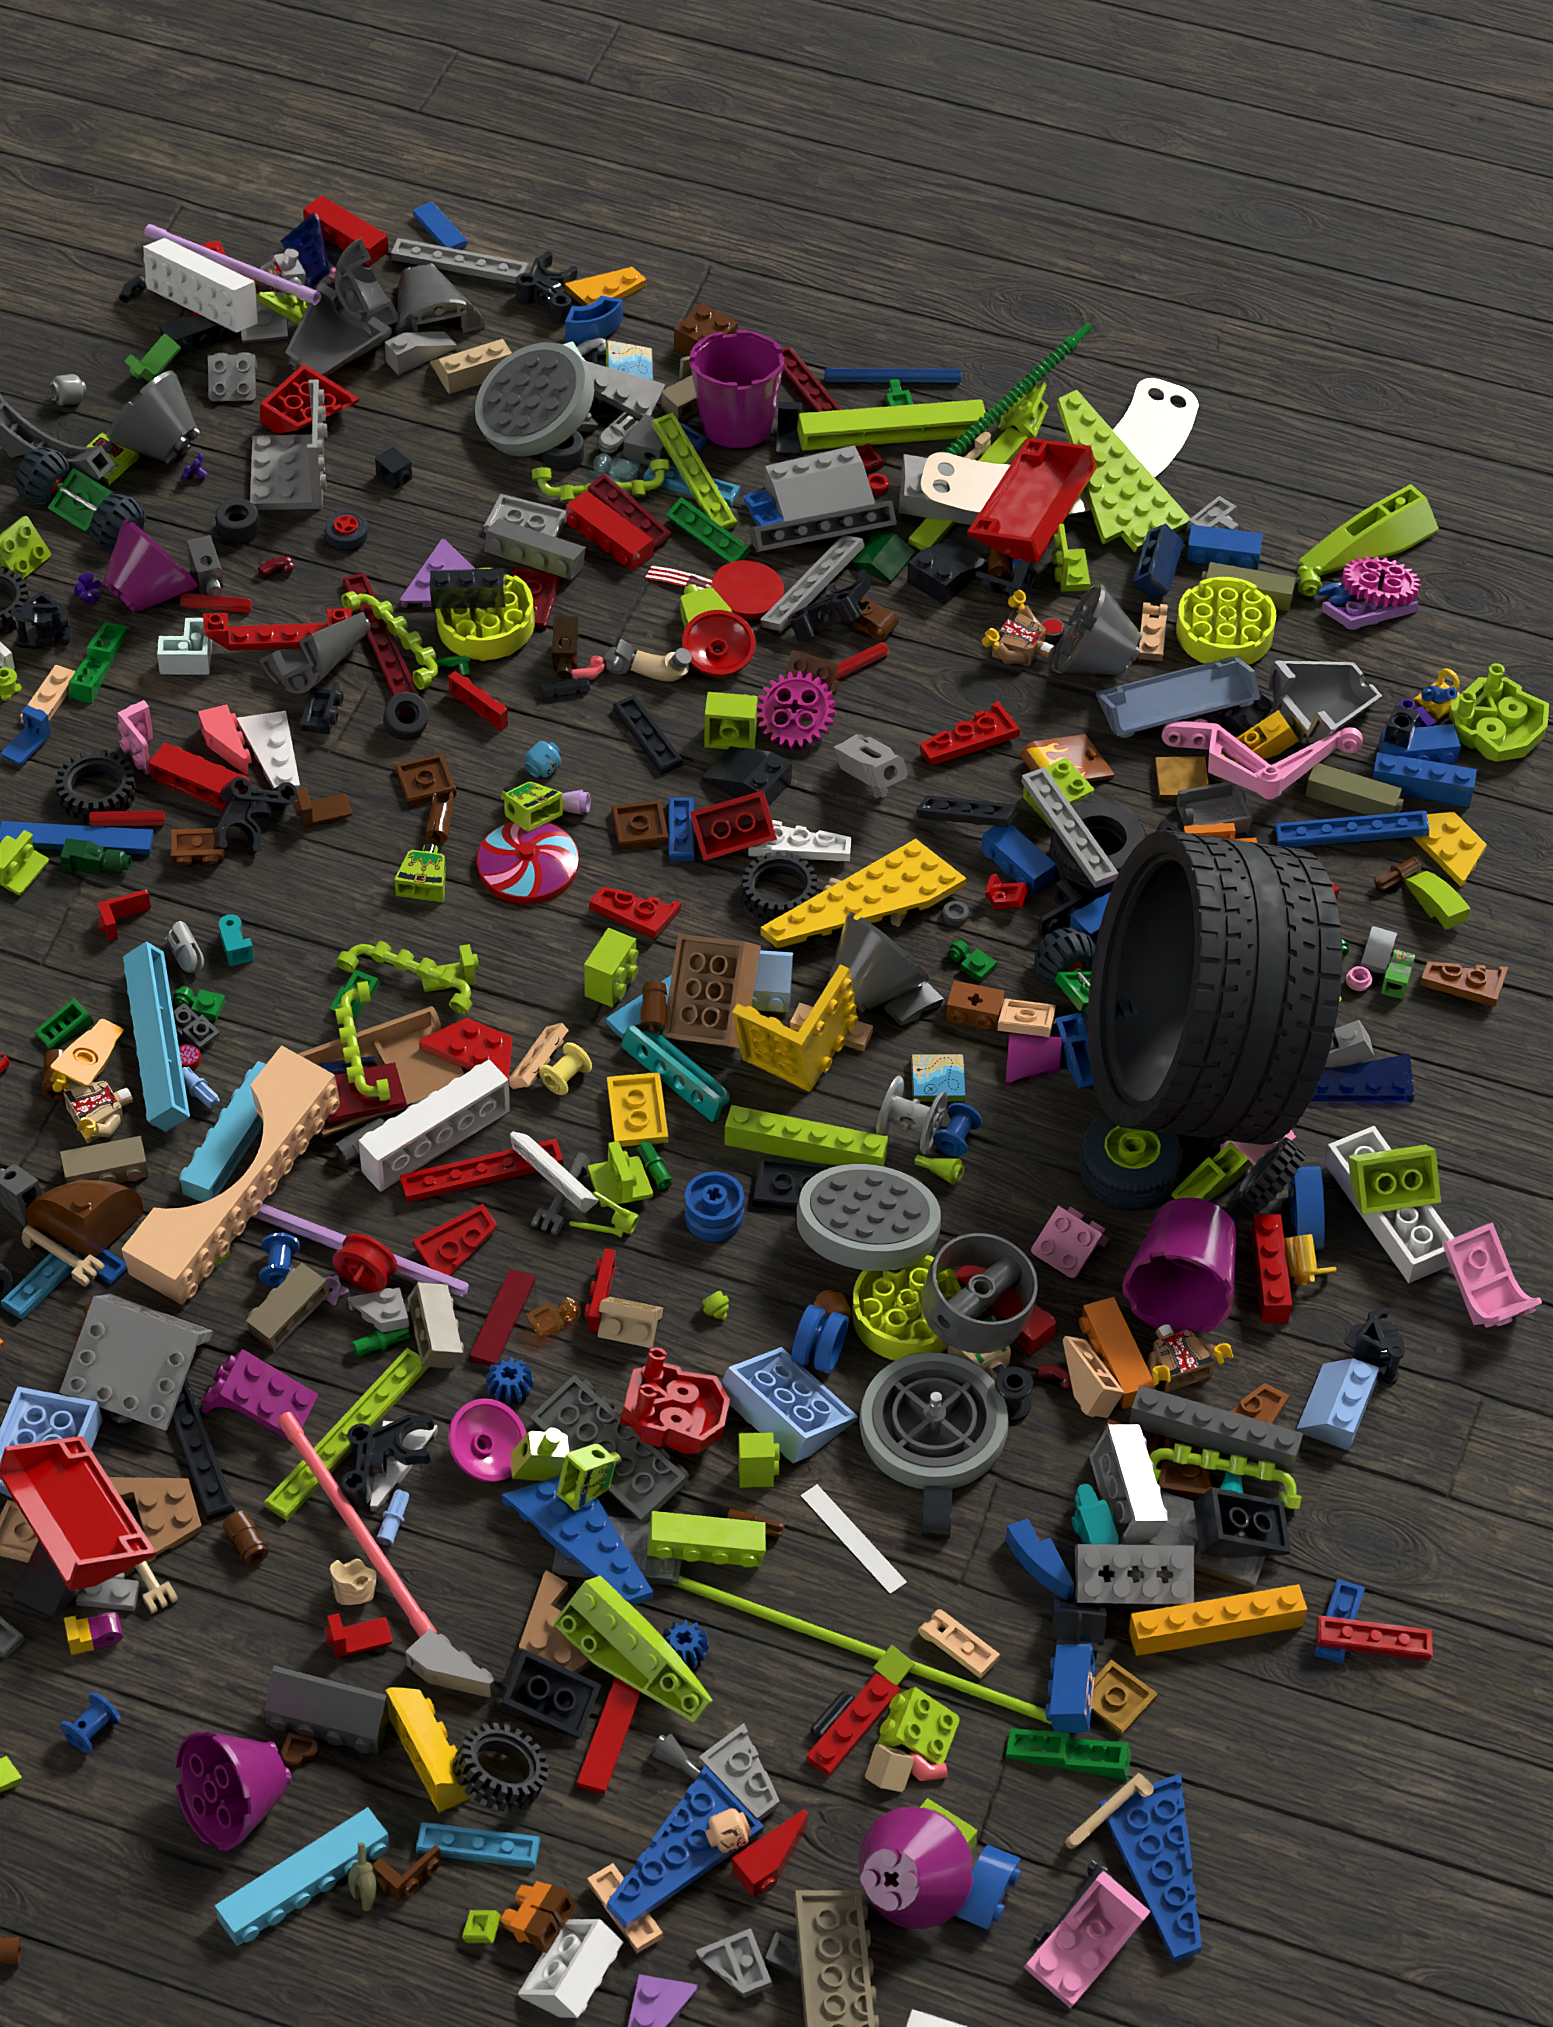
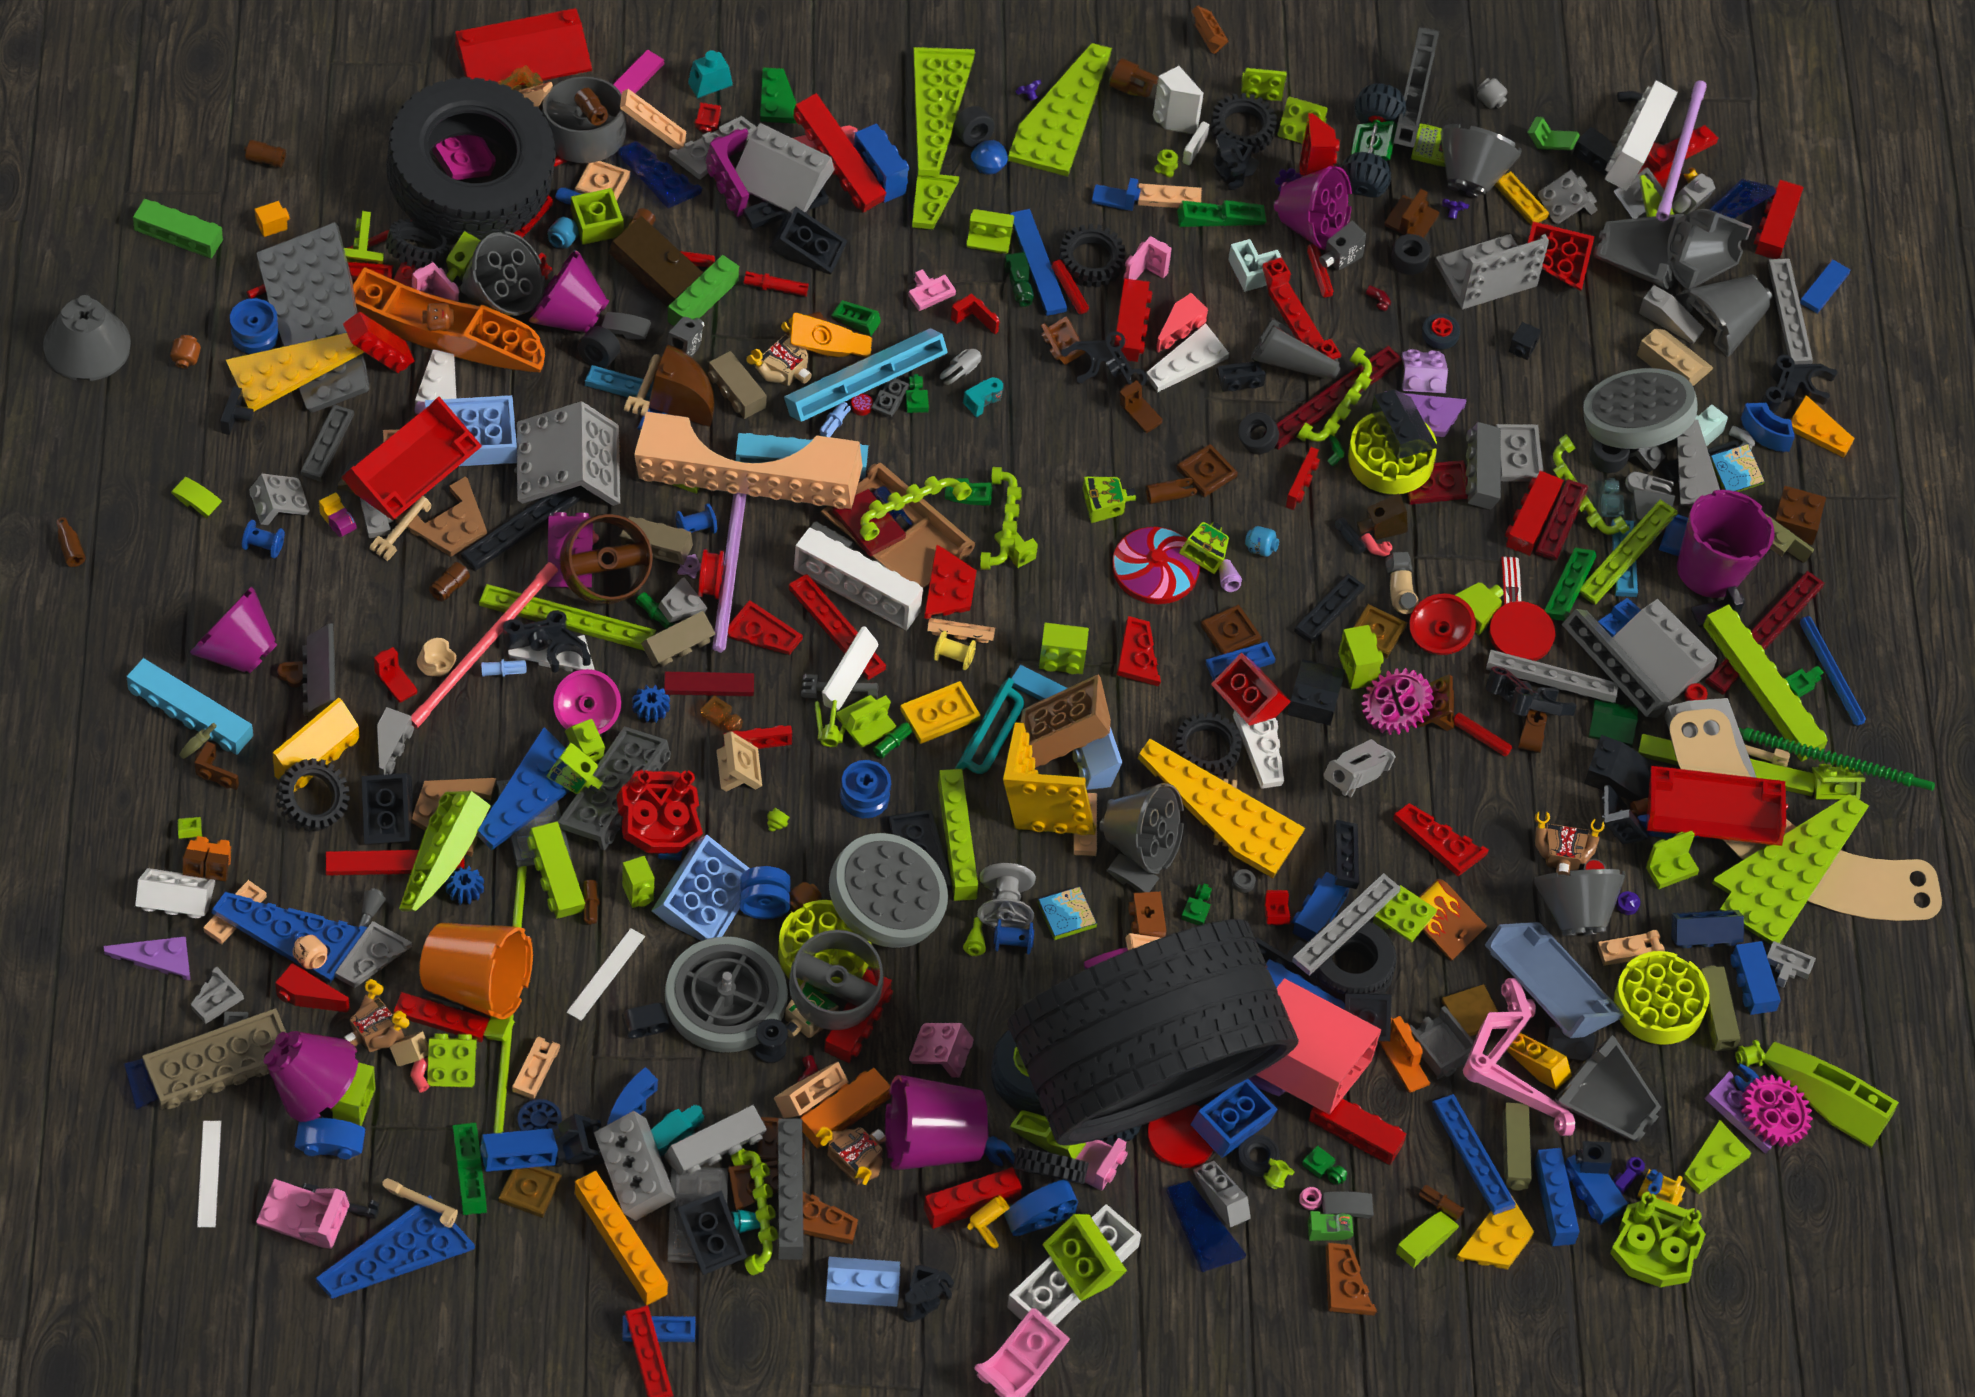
camera: 65 degrees right, 5 degrees up
(33, 1692) = (277, 494): none -> light grey bracket
(64, 945) = (930, 290): none -> bright pink hinge
(86, 537) = (1318, 146): none -> red slope
(187, 504) = (1412, 215): none -> reddish brown bracket
(219, 413) = (1521, 198): none -> yellow tile
(317, 1325) = (620, 557): none -> reddish brown cylinder
(393, 554) = (1424, 371): none -> lavender bracket
(479, 1845) = (255, 807): dark azure tile -> none
(653, 1006) = (1037, 690): reddish brown piece -> none
(687, 704) = (1385, 626): none -> pearl gold tile
(824, 1650) = (478, 966): none -> orange cone
(850, 1791) = (374, 1023): none -> torso
(1027, 1661) = (539, 1117): none -> dark blue wheel
(1413, 646) = (1716, 1158): none -> lime wing

